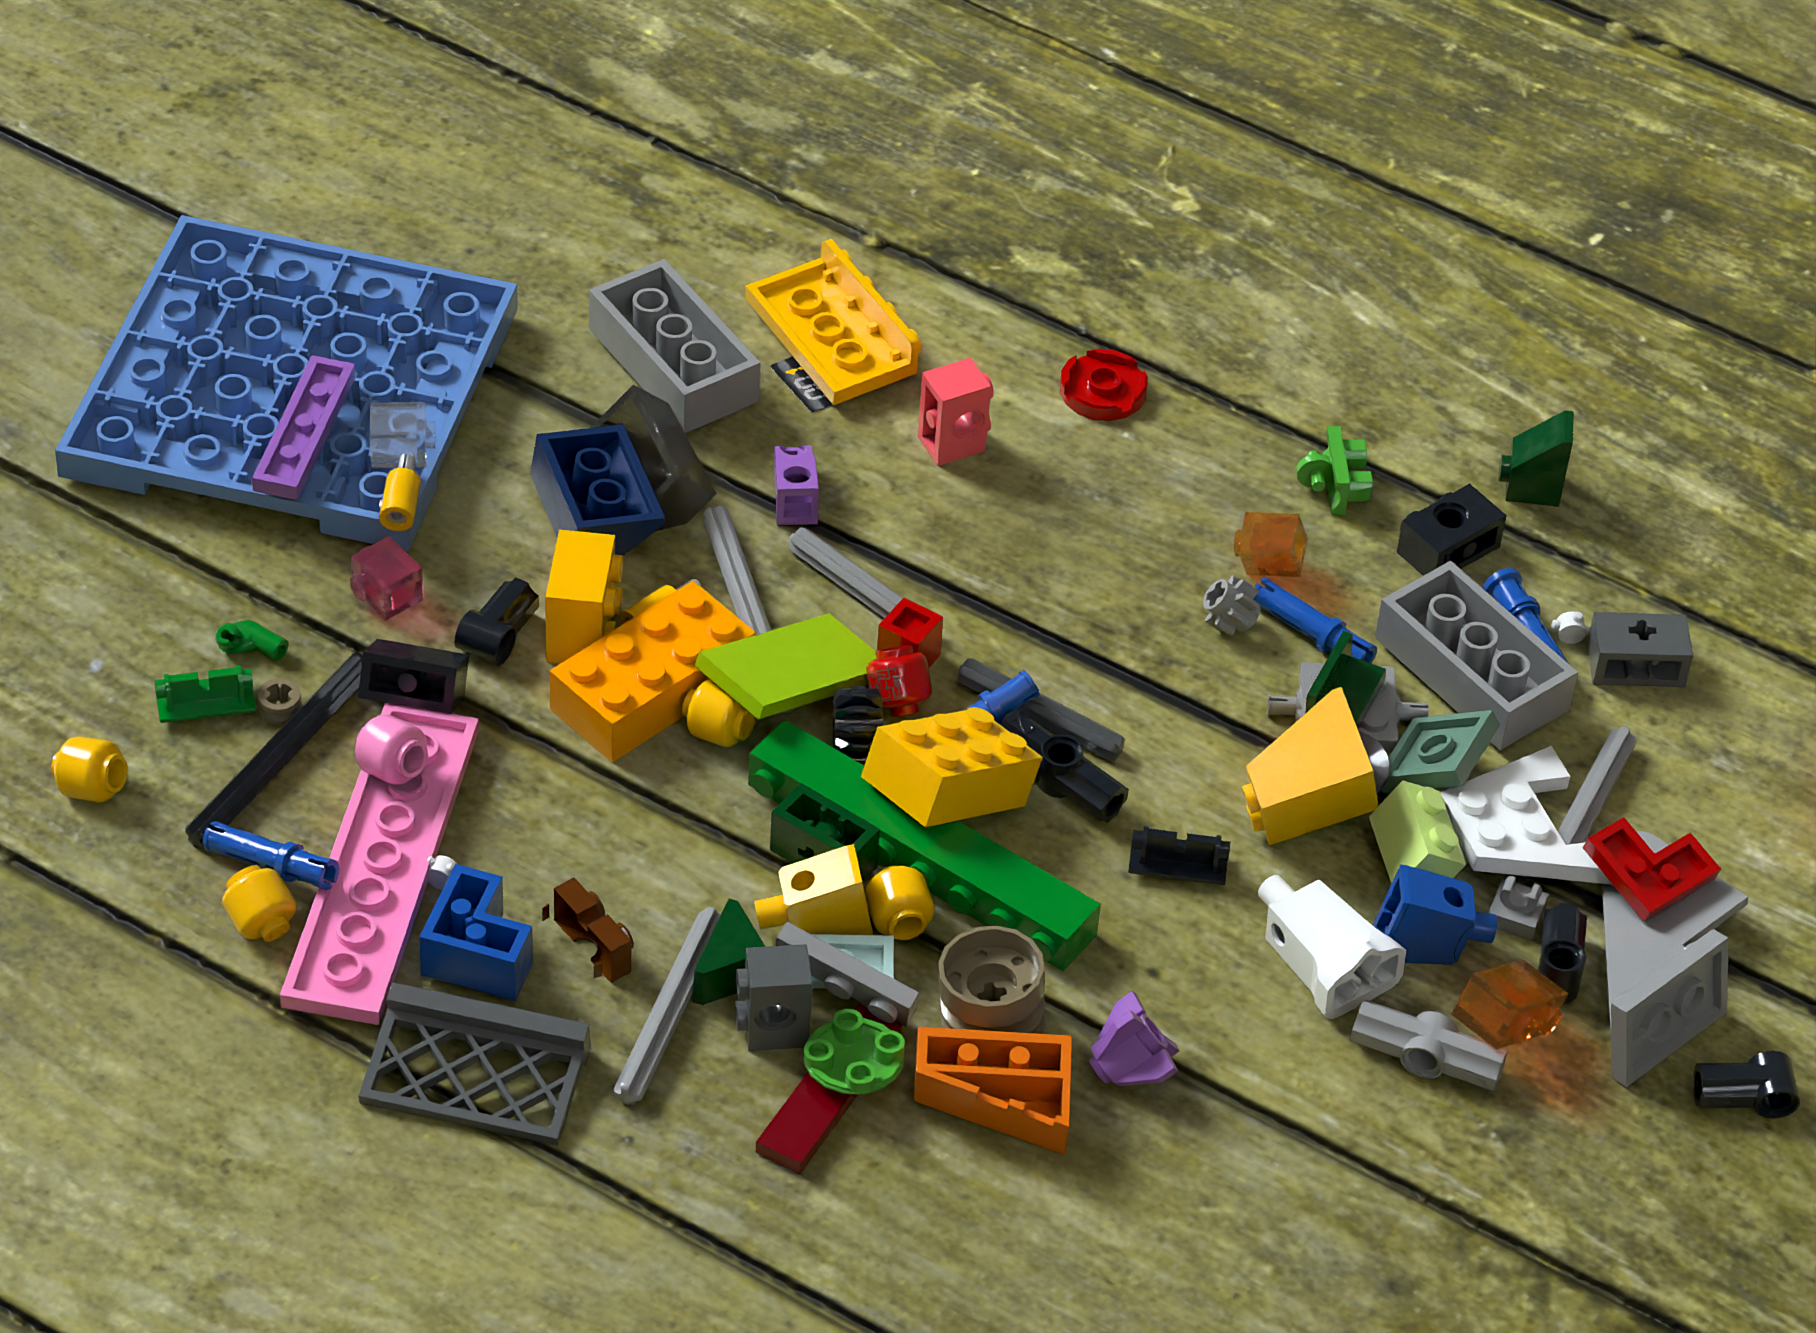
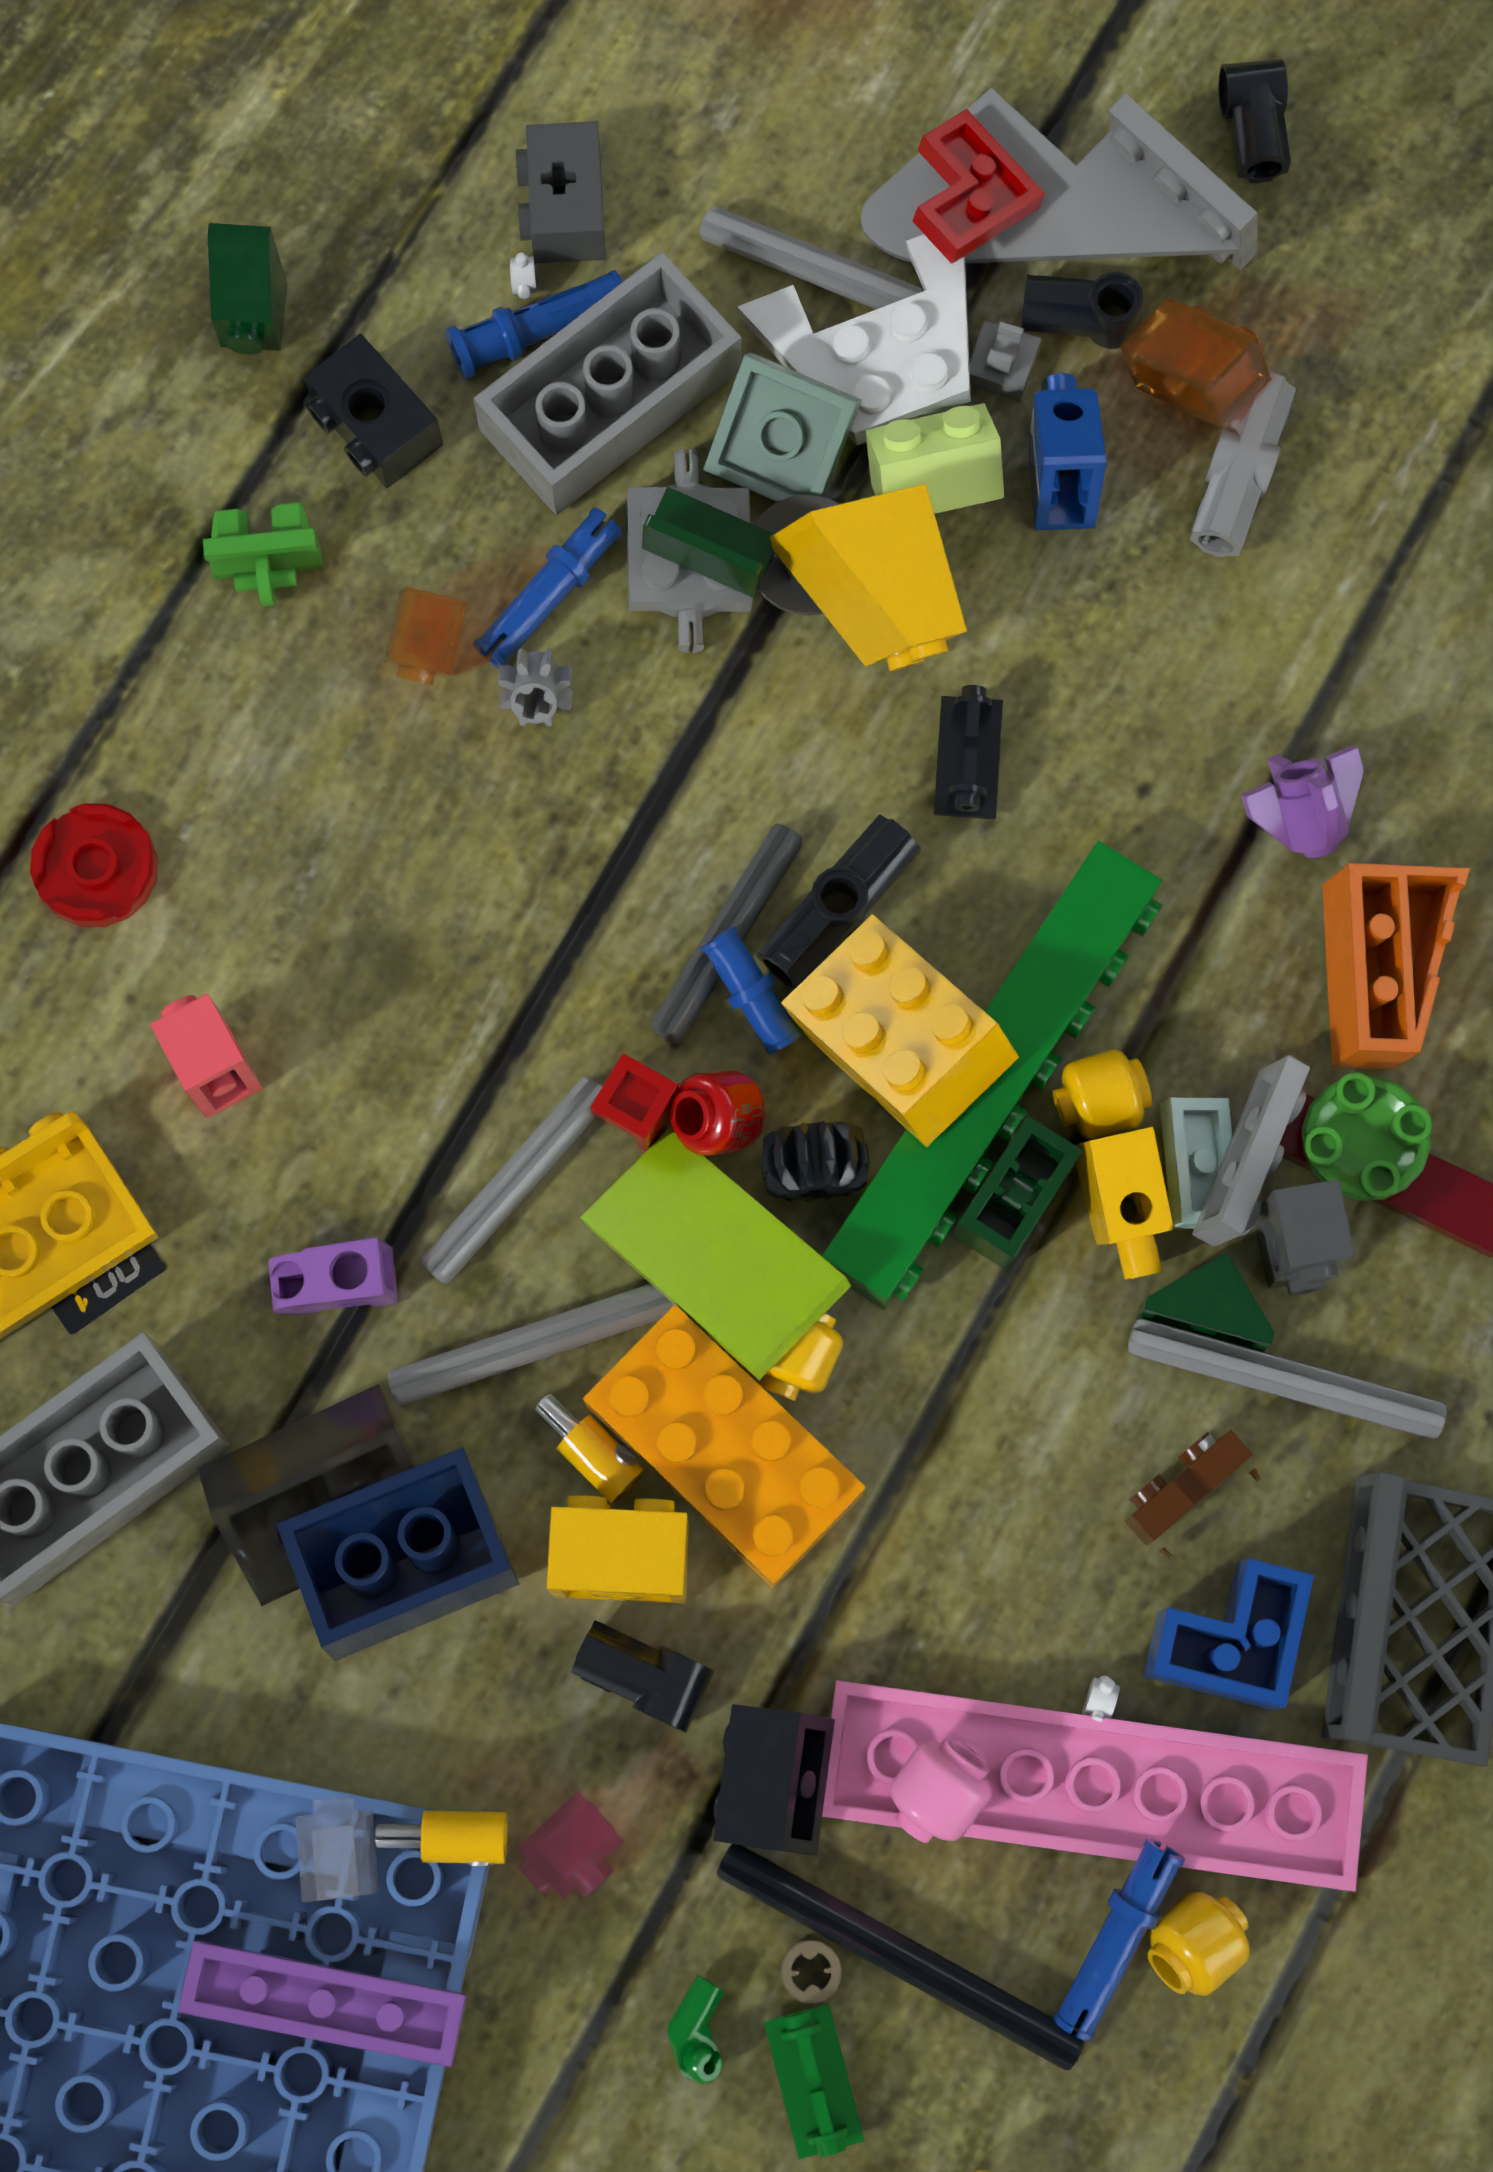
camera: 90 degrees left, 30 degrees up
(992, 982) = (1273, 936): dark tan wheel -> none
(1330, 945) = (1107, 575): white piece -> none

